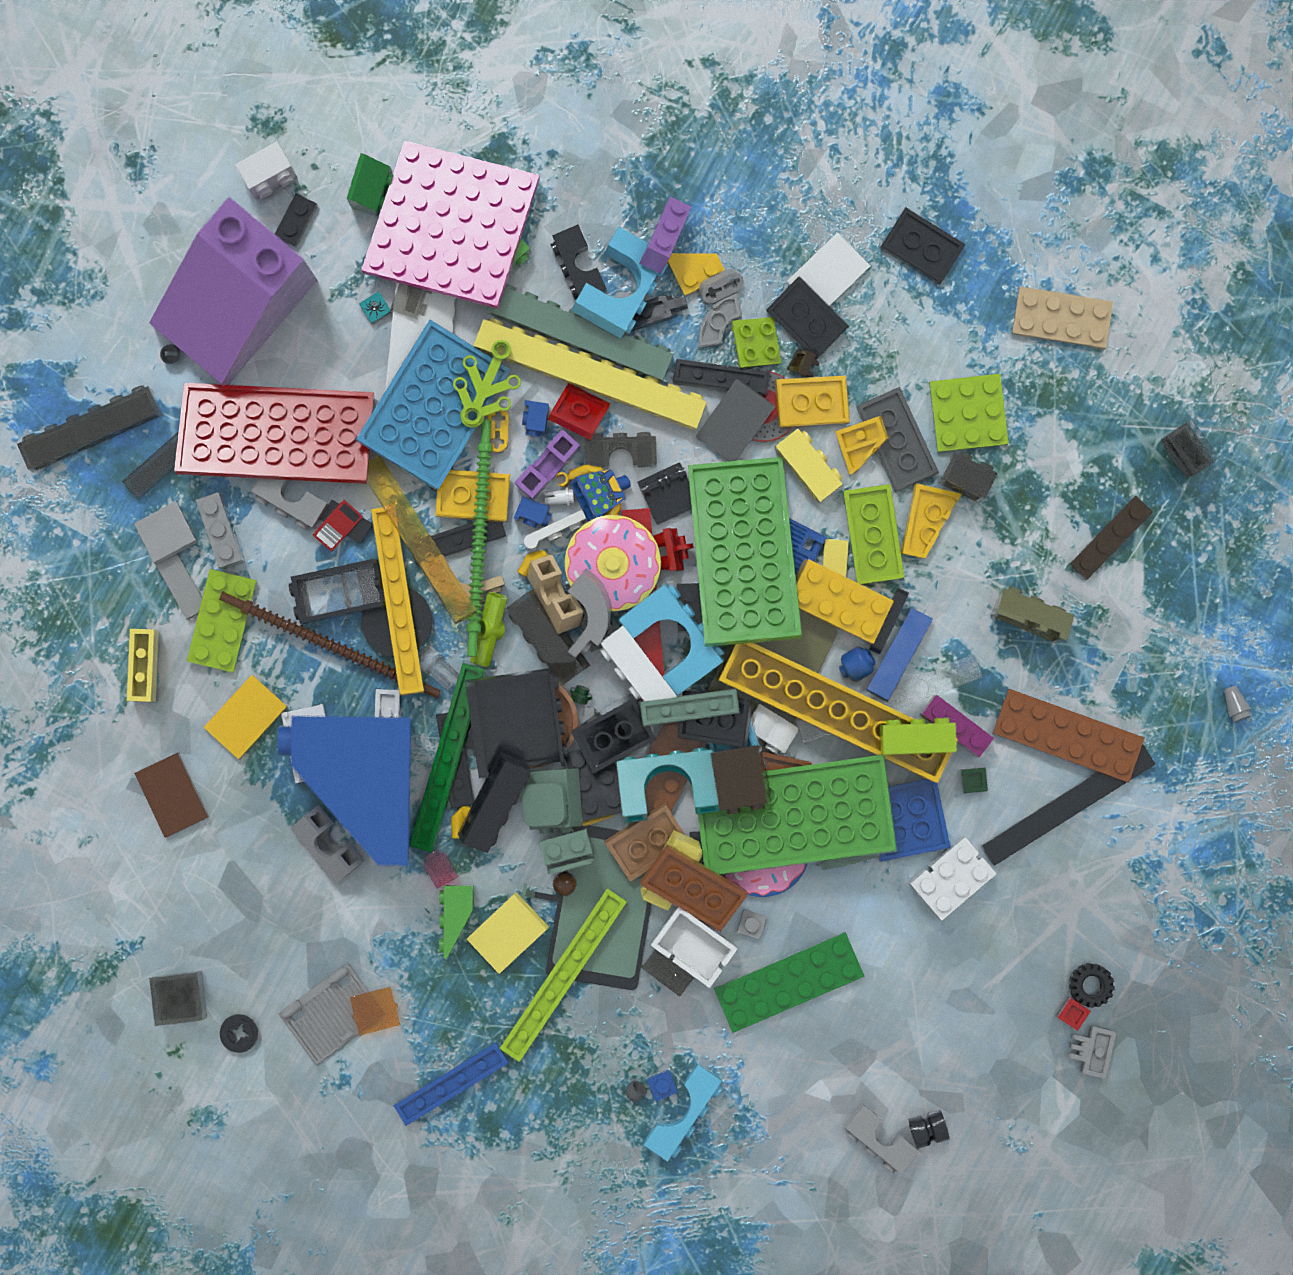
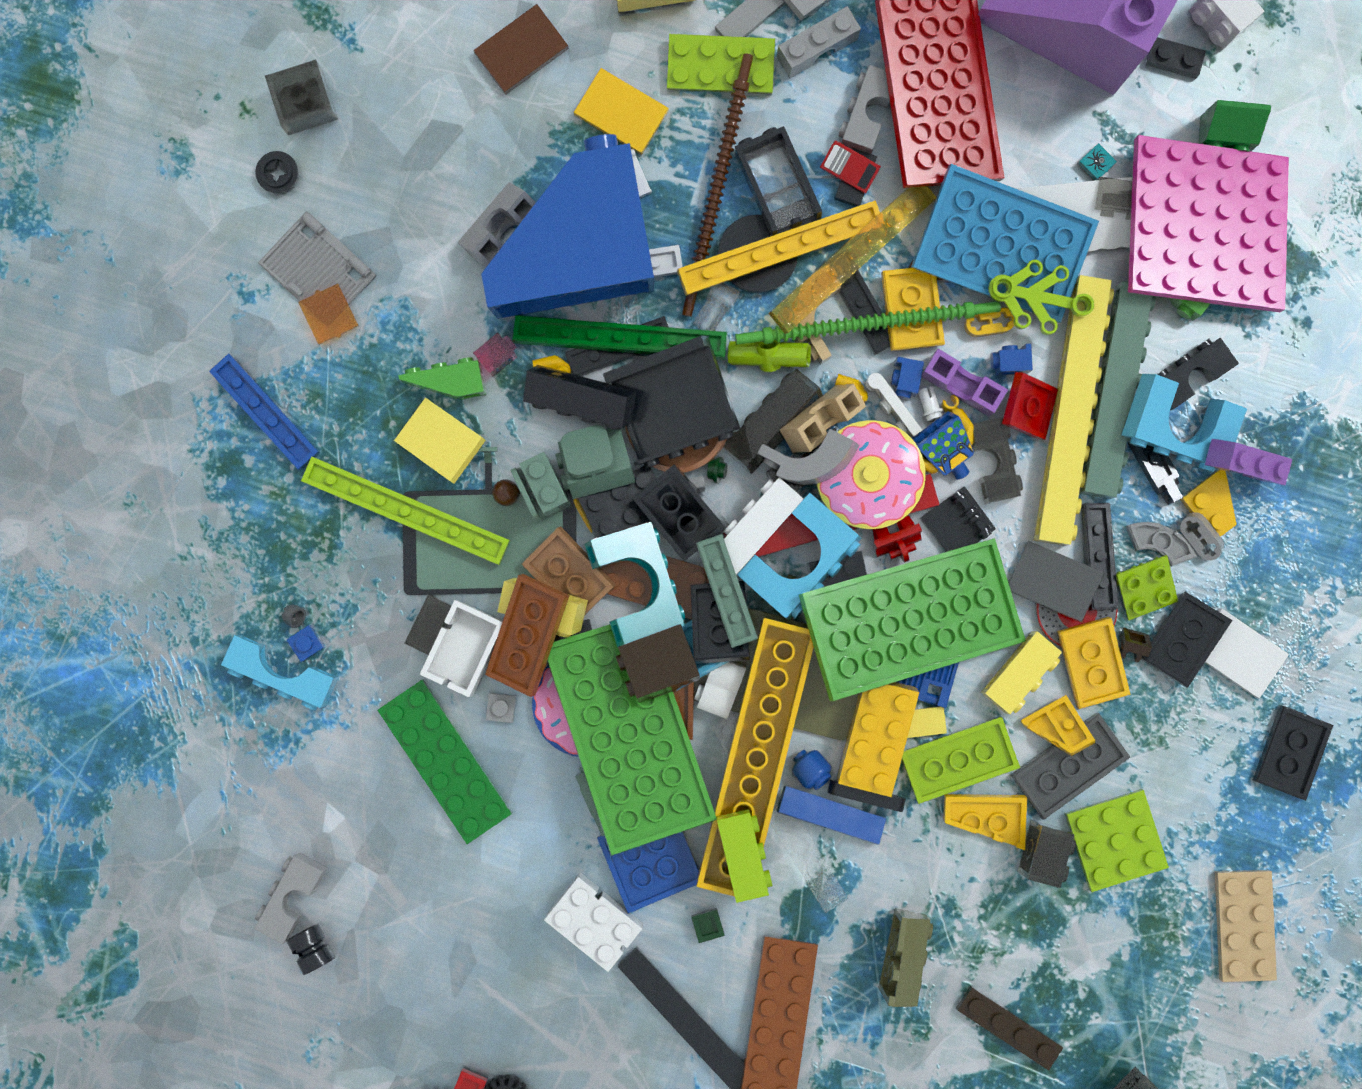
camera: 80 degrees right, 0 degrees up
(967, 732) = (757, 912): magenta arch -> none

